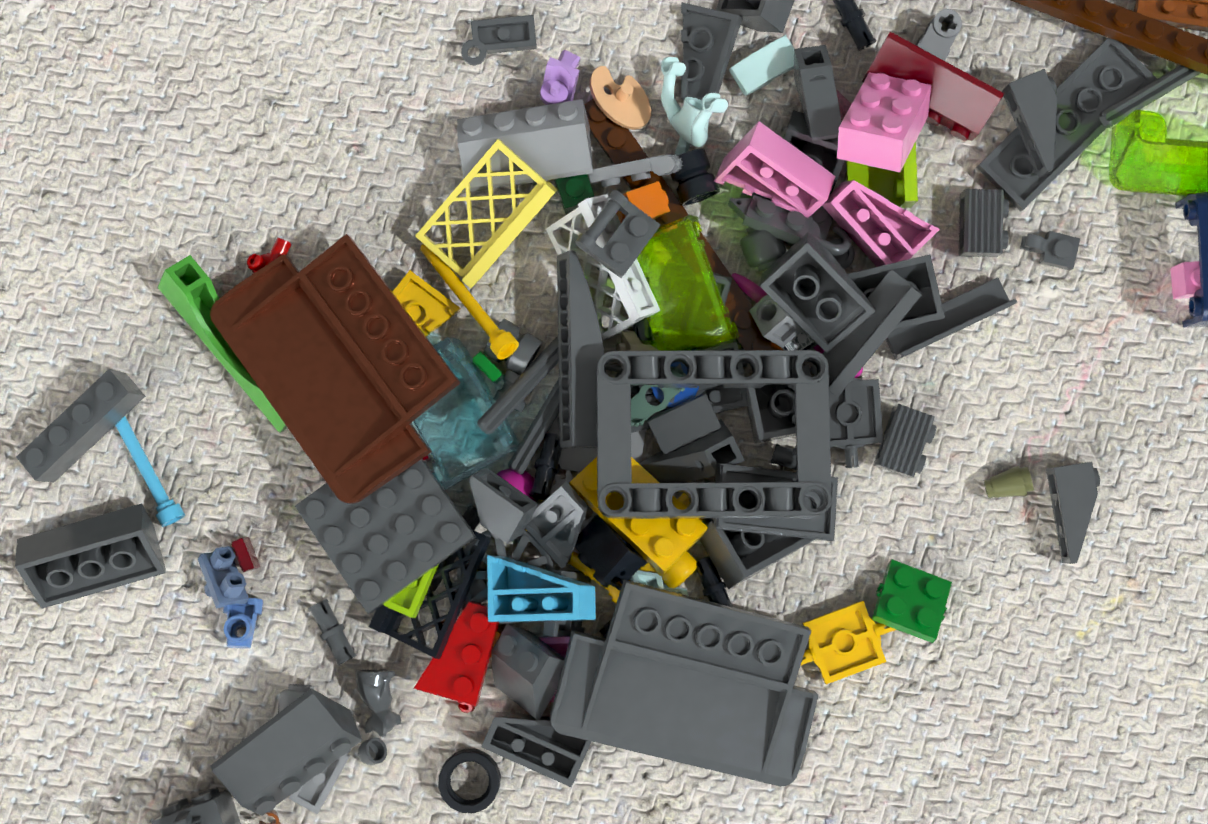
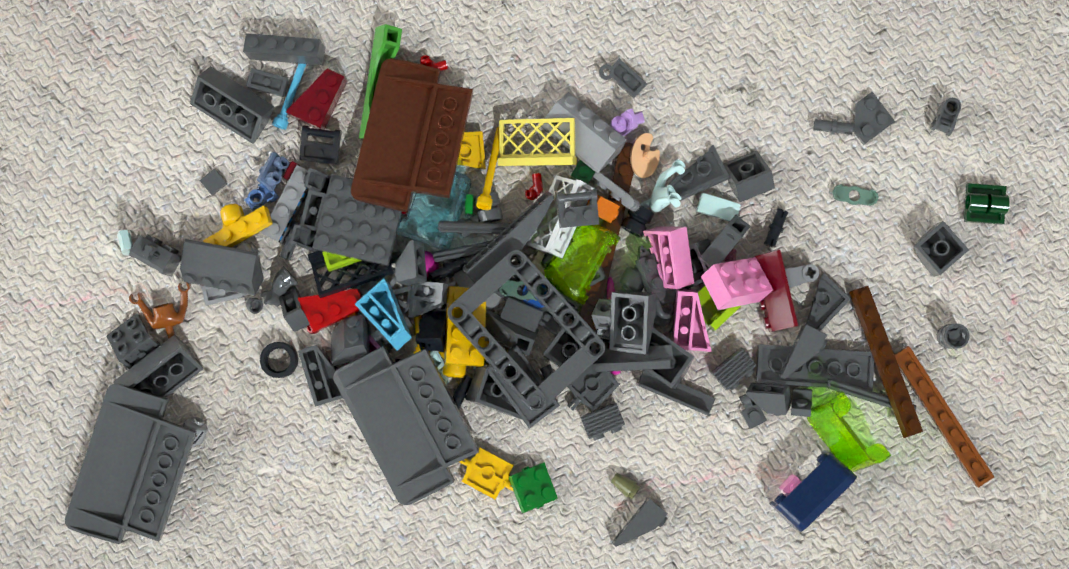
camera: 55 degrees right, 0 degrees up
(104, 485) = (267, 82): none -> dark grey plate
(168, 665) = (213, 182): none -> dark grey tile
(185, 440) = (319, 100): none -> dark red wedge
(251, 496) = (320, 151): none -> black plate
(254, 684) = (238, 226): none -> yellow plate
(284, 593) = (288, 206): none -> light grey brick
(341, 606) = (304, 234): none -> dark grey bracket
(422, 707) = (292, 309): none -> dark grey slope
(541, 267) = (536, 189): none -> red arm
(1000, 38) = (826, 303): none -> dark grey wing
(1057, 208) = (770, 397): none -> dark grey slope
(1096, 176) = (801, 402): none -> dark grey bracket

